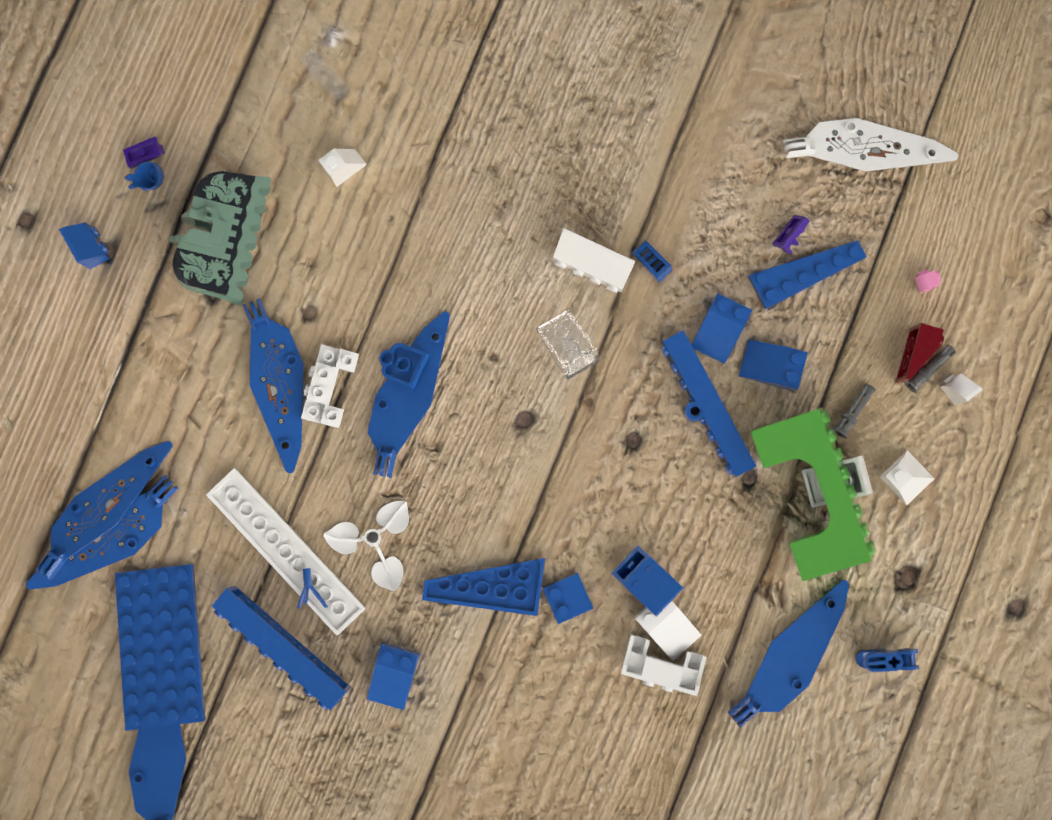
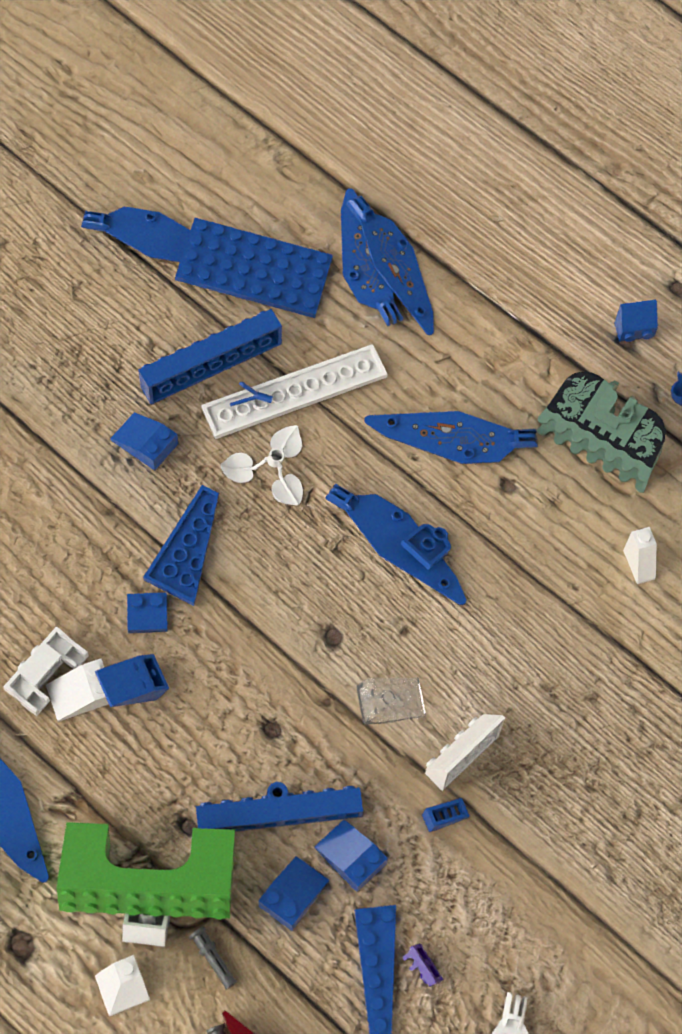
camera: 105 degrees right, 20 degrees down
(322, 385) = (435, 470): white bracket -> none

